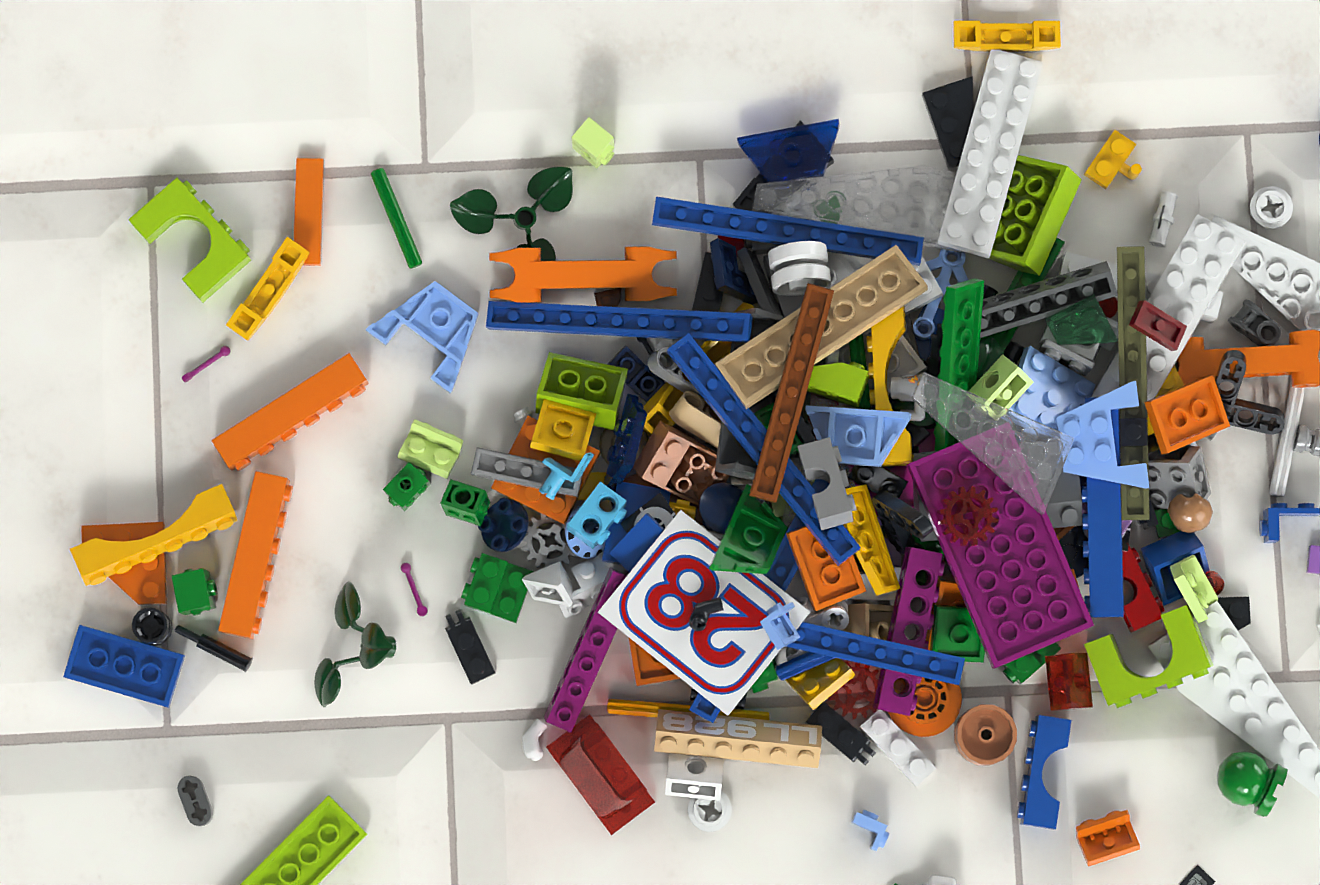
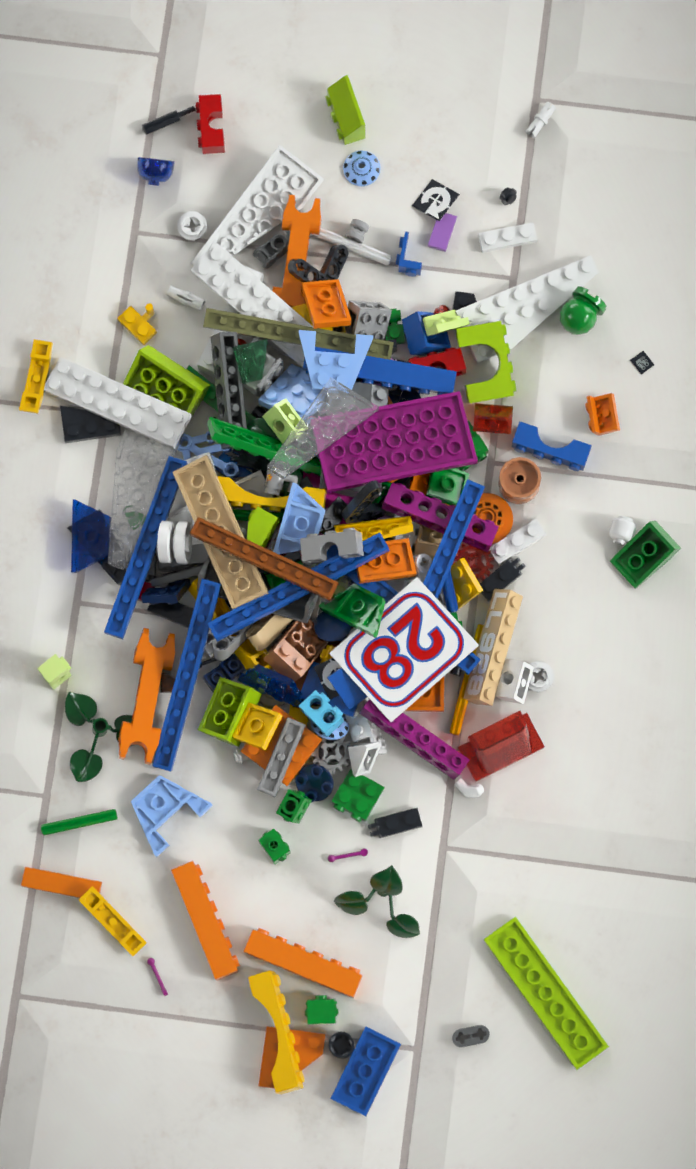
camera: 75 degrees left, 5 degrees down
(178, 203) = (37, 974): lime arch -> none
(217, 649) = (365, 1002): black axle -> none
(431, 449) = (250, 824): yellowish green bracket -> none
(560, 474) = (289, 733): medium azure bracket -> none
(702, 612) = (403, 649): black arm -> none
(779, 626) = (424, 598): light blue bracket -> none
(869, 821) = (565, 569): light blue bracket -> none
(964, 506) = (372, 449): clear red gear -> none
(1133, 432) = (332, 339): black plate -> none
(1157, 325) = (262, 309): dark red plate -> none
(1190, 513) = (393, 316): medium nougat hair -> none

